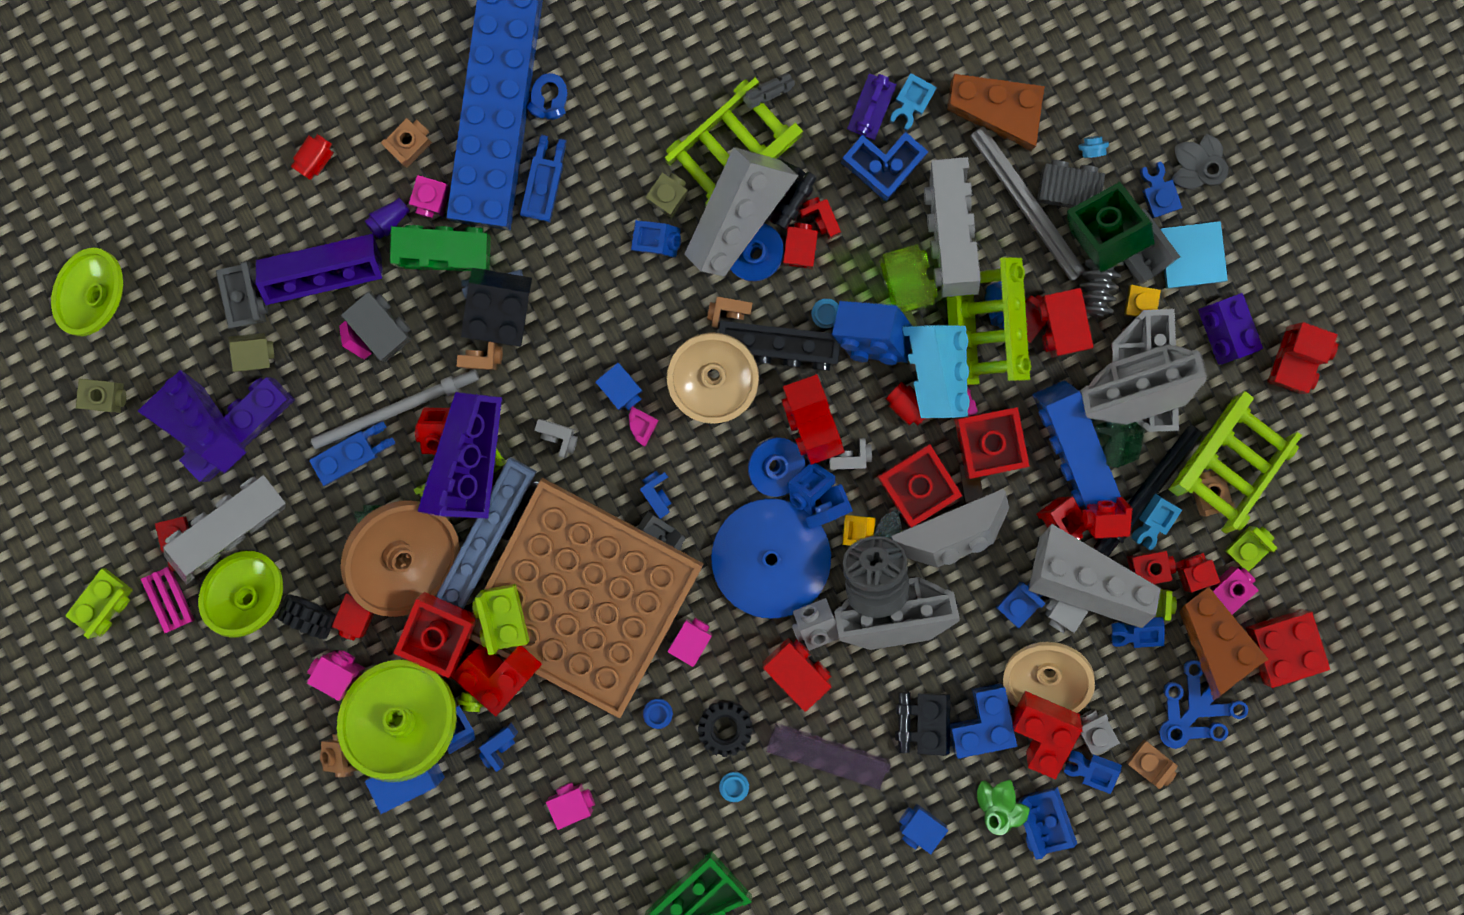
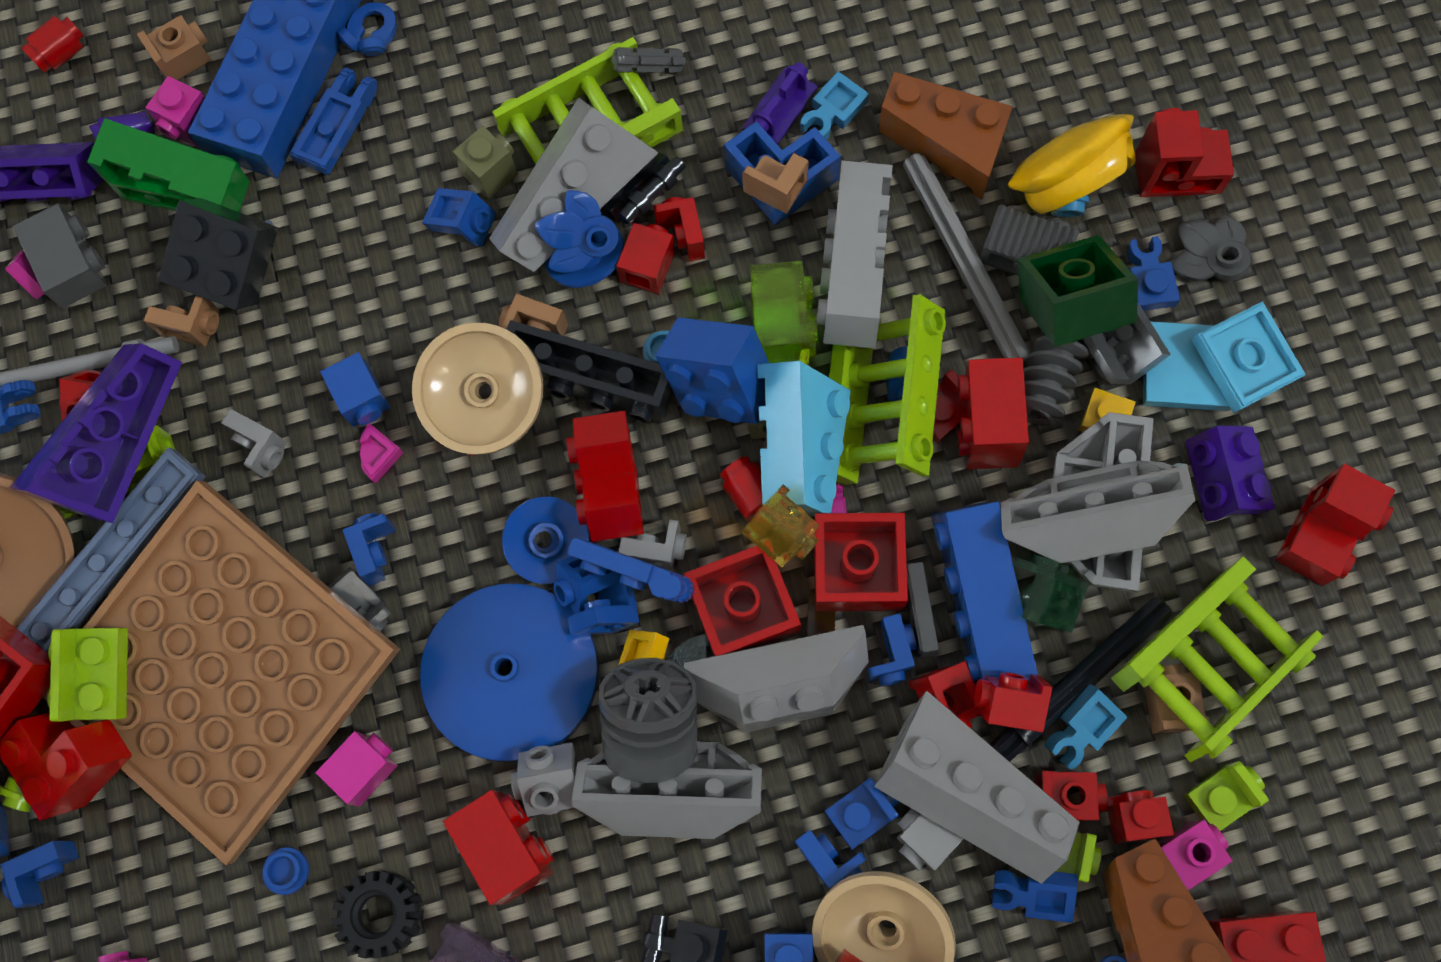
camera: 20 degrees right, 15 degrees down
(752, 247) = (572, 230): none -> blue plate
(845, 481) = (633, 571): none -> blue hinge
(887, 182) = (775, 182): none -> medium nougat panel
(939, 435) = (782, 528): none -> clear yellow brick
(1000, 636) = (821, 854): none -> blue bracket
(1026, 490) = (899, 643): none -> blue bracket
(1038, 467) = (920, 611): none -> dark grey tile
(1095, 126) = (1076, 163): none -> yellow piece
(1171, 99) = (1182, 157): none -> red brick
(1234, 243) = (1248, 356): none -> medium azure tile

